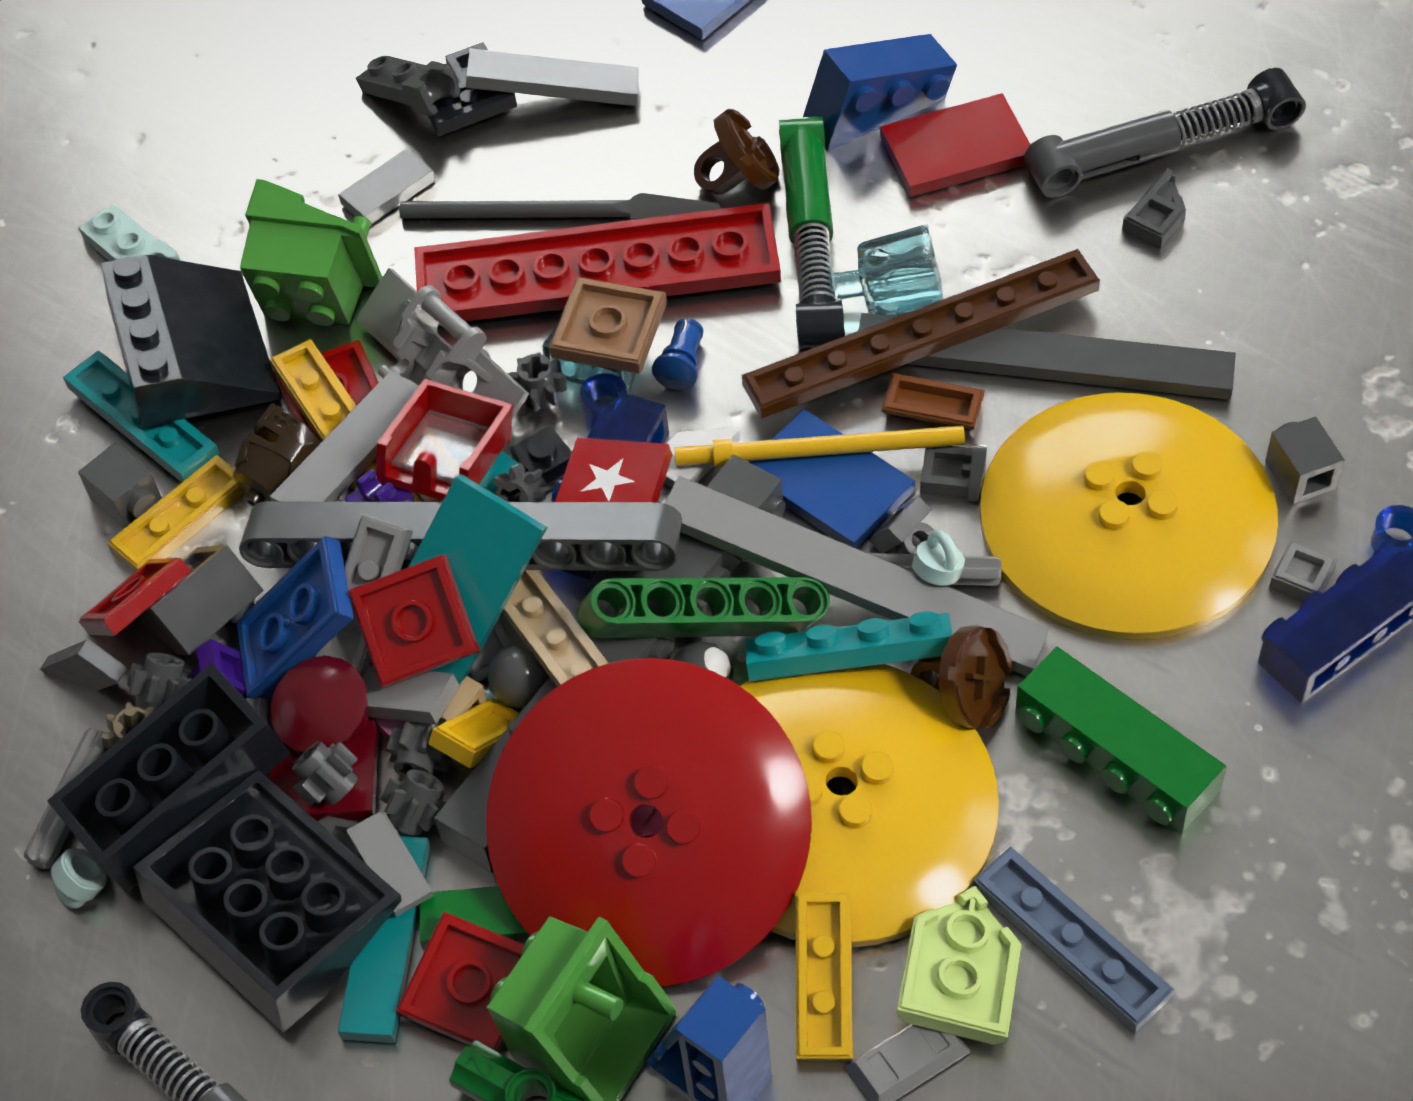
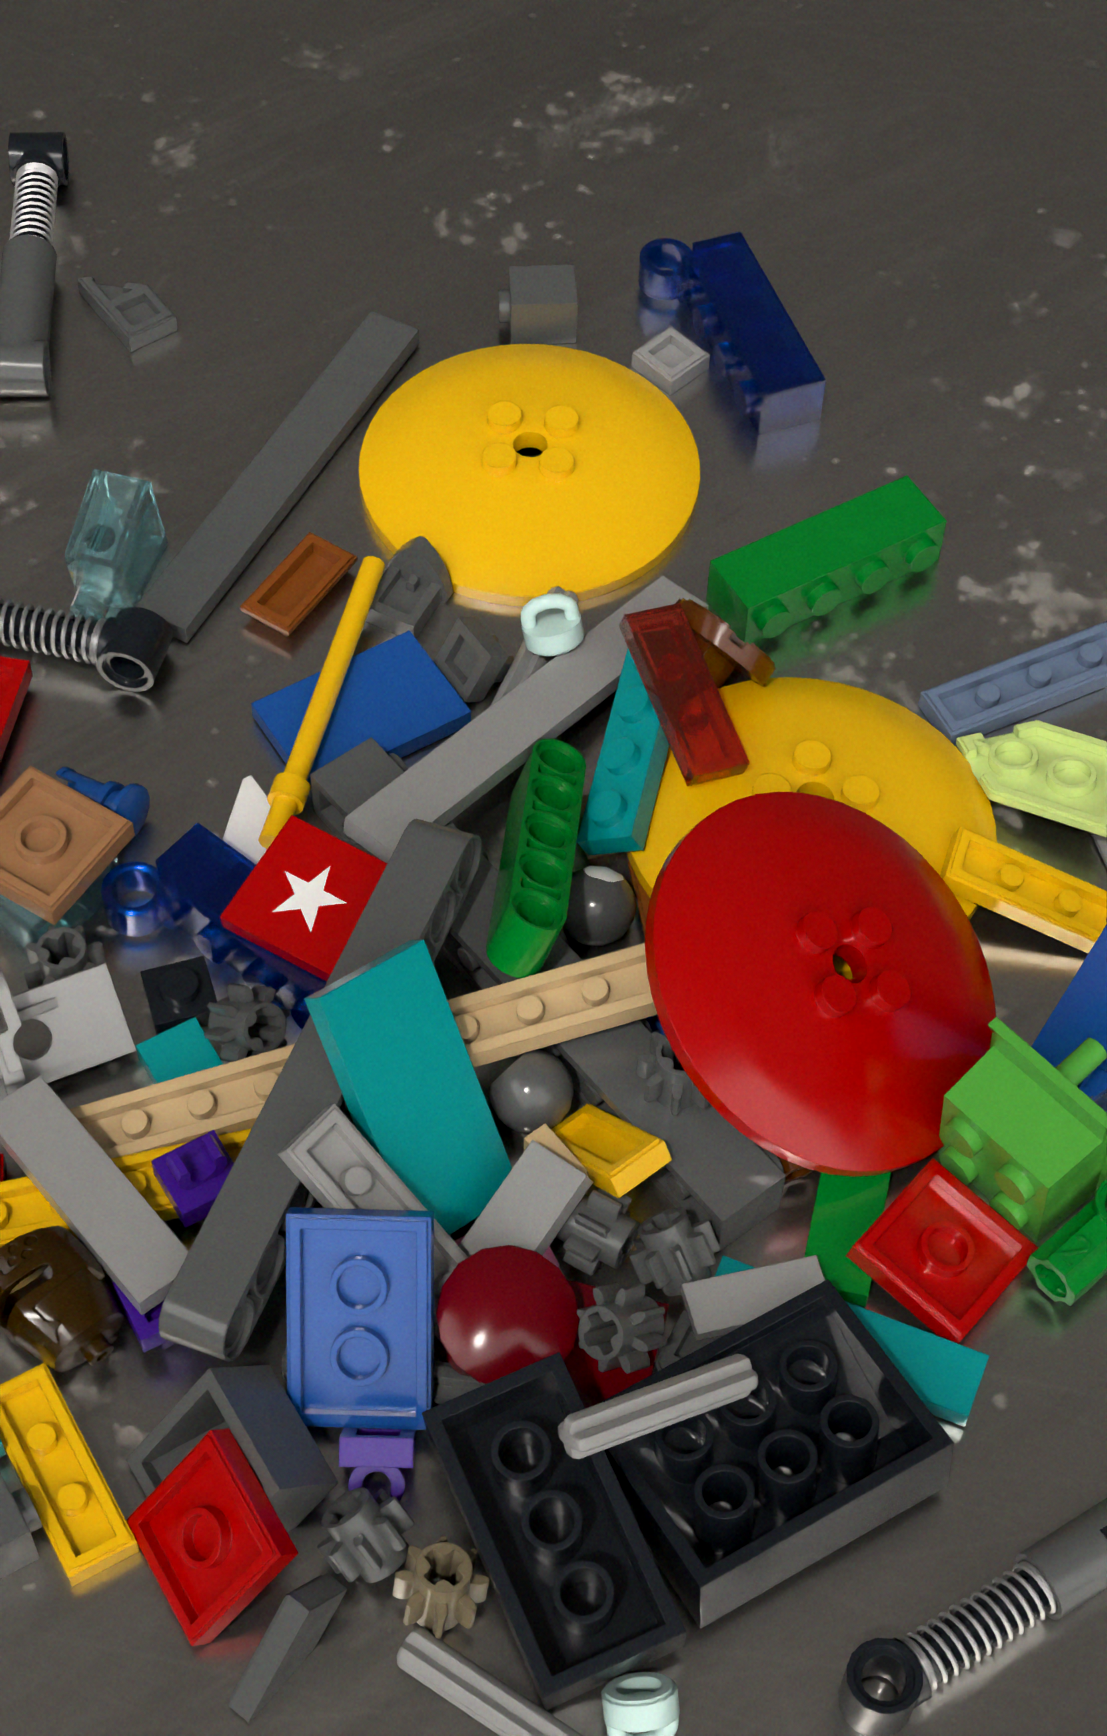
camera: 80 degrees left, 0 degrees up
(247, 797) = (657, 1406): none -> light grey axle
(413, 621) = (452, 1151): red tile -> none
(441, 437) = (153, 1066): red window -> none
(884, 652) = (683, 694): none -> clear red tile
(919, 333) = (204, 567): reddish brown tile -> none

